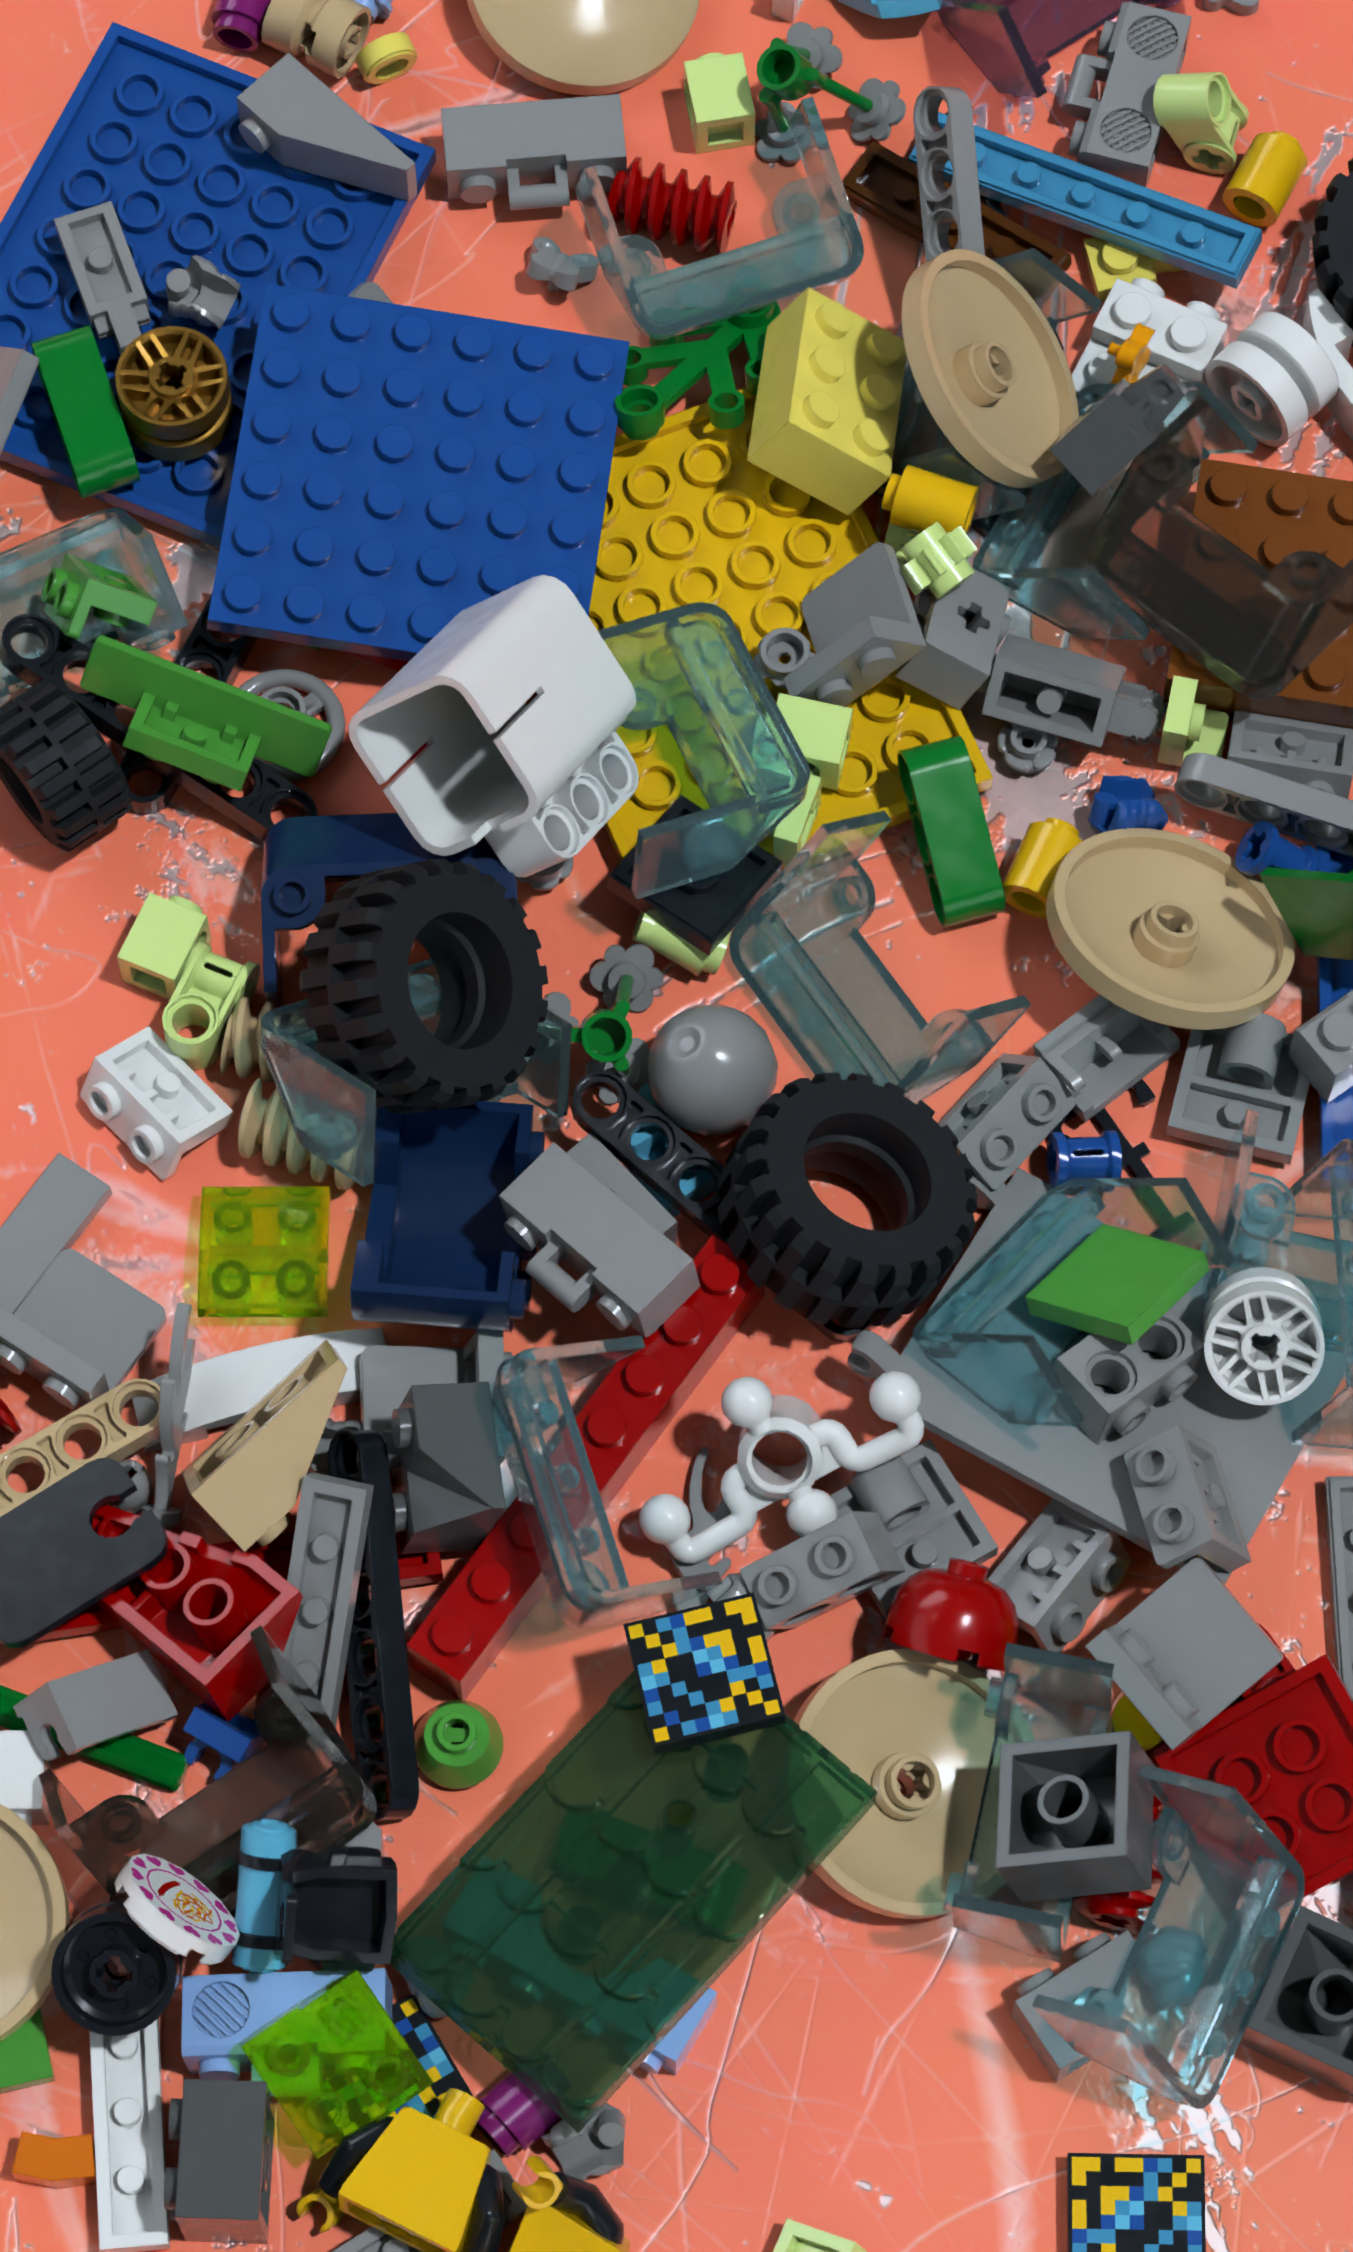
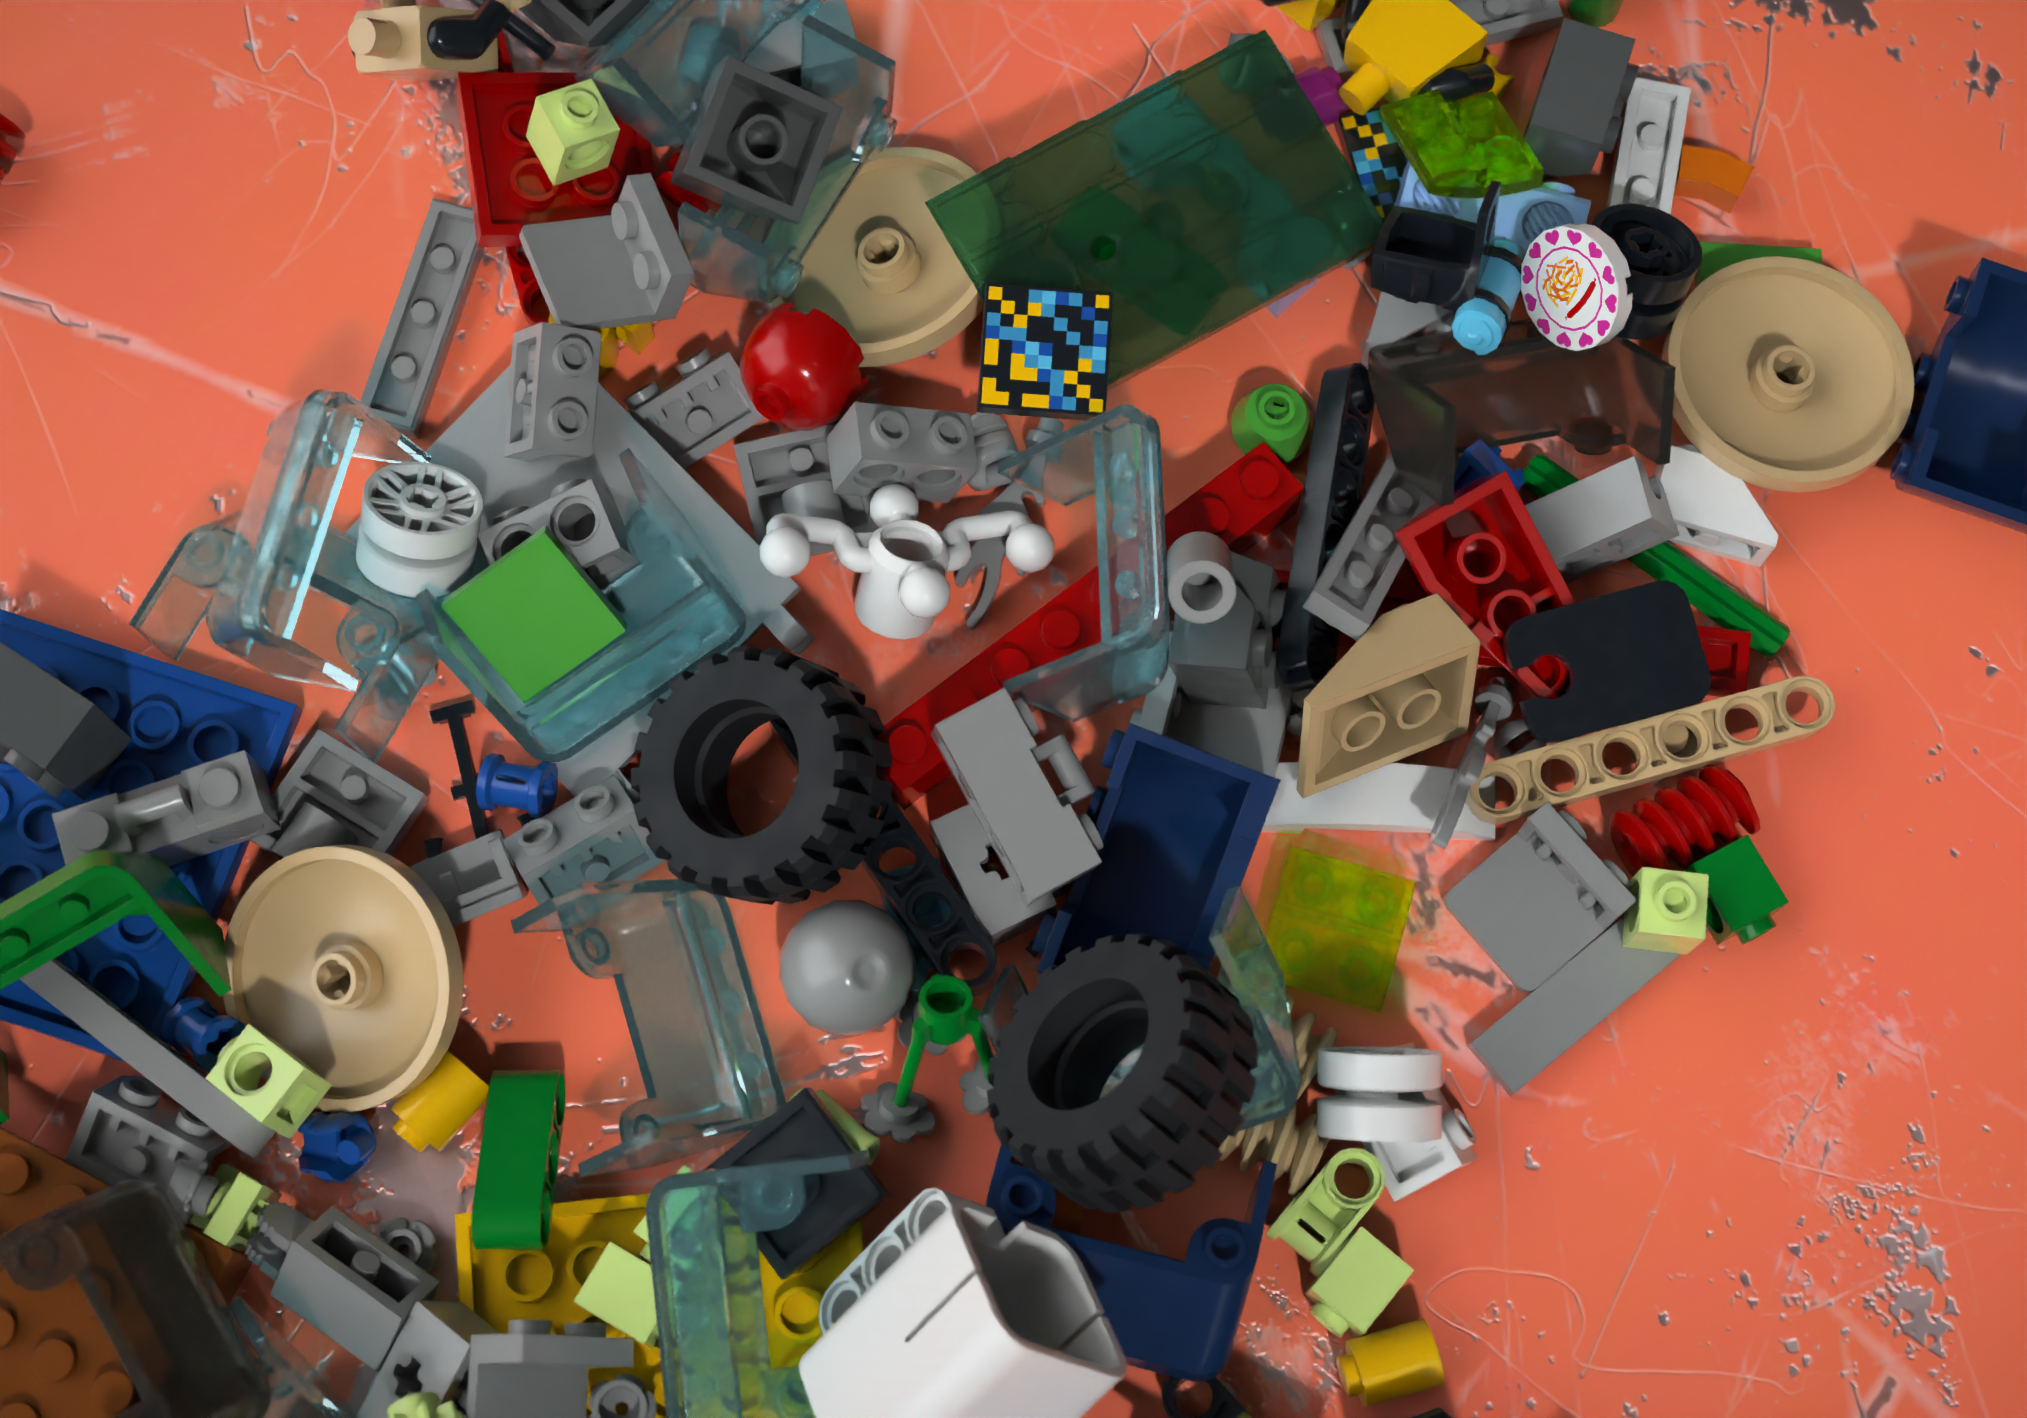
camera: 165 degrees left, 5 degrees up
(117, 889) = (1391, 1363): none -> yellow brick
(186, 1075) = (1379, 1094): none -> white wheel
(477, 1437) = (1200, 577): none -> light grey brick
(1177, 833) = (287, 1095): none -> yellowish green brick
(1226, 715) = (191, 1189): none -> light grey plate
(1278, 1789) = (572, 132): none -> yellowish green brick

